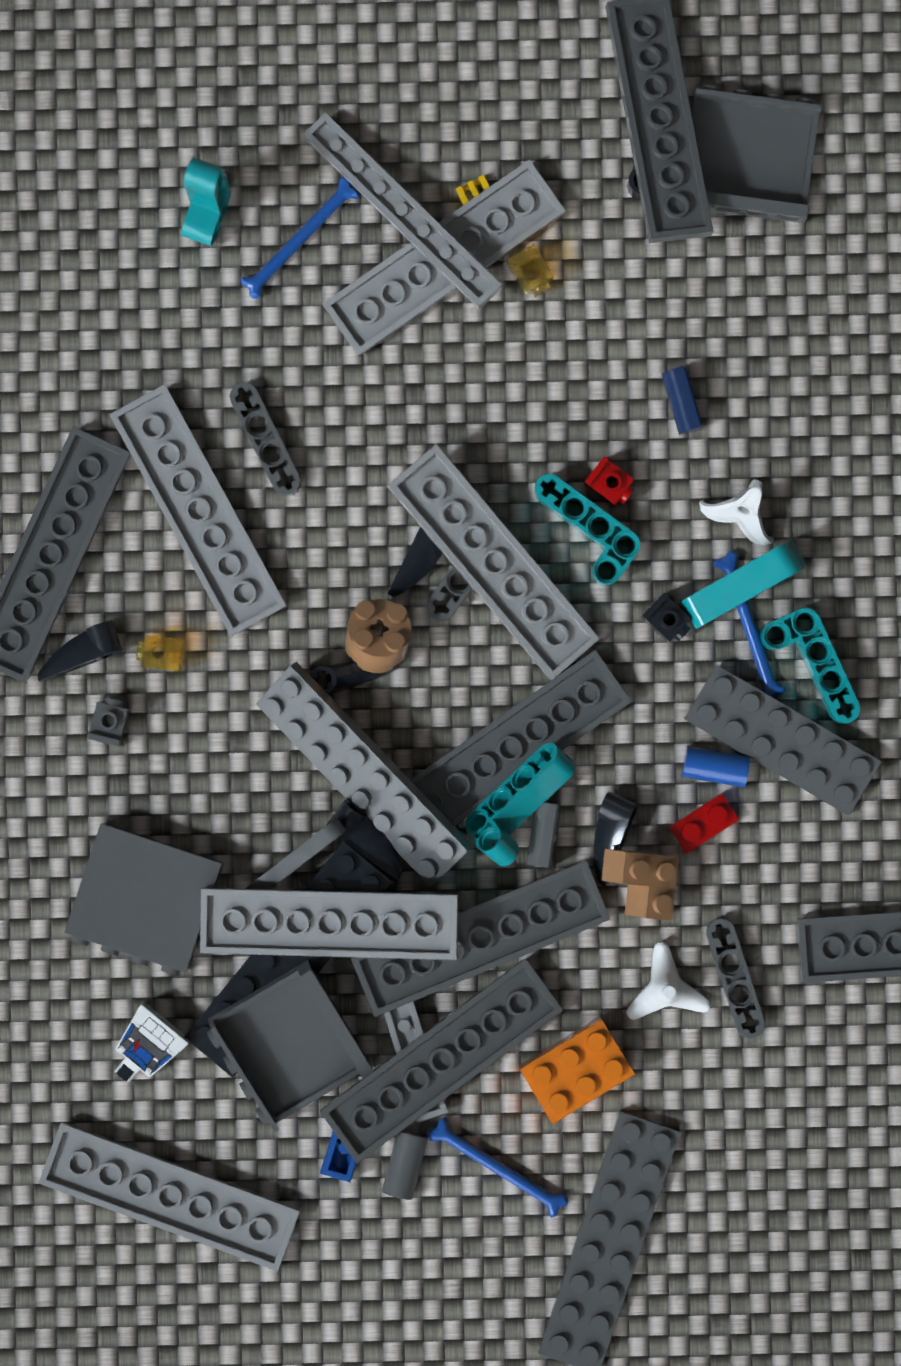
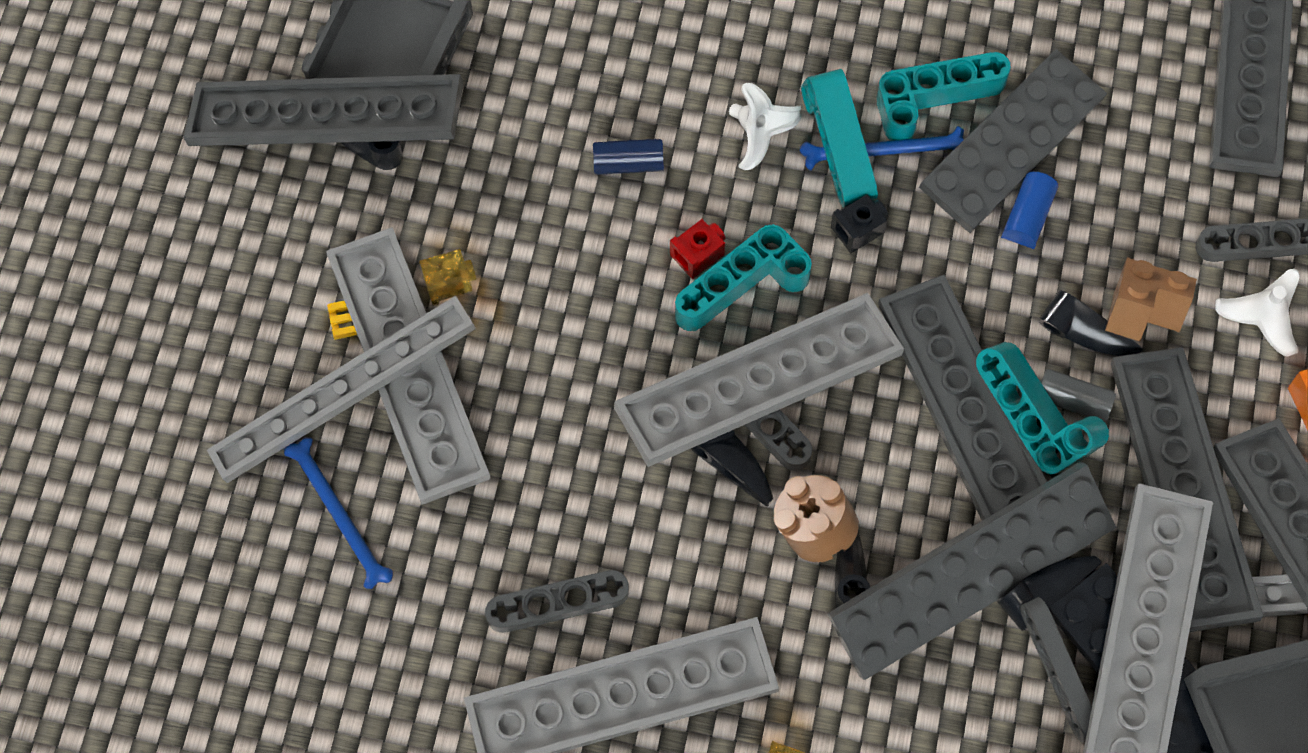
camera: 80 degrees left, 20 degrees down
(208, 197) = (261, 591): teal beam -> none
(703, 823) = (1090, 236): red plate -> none

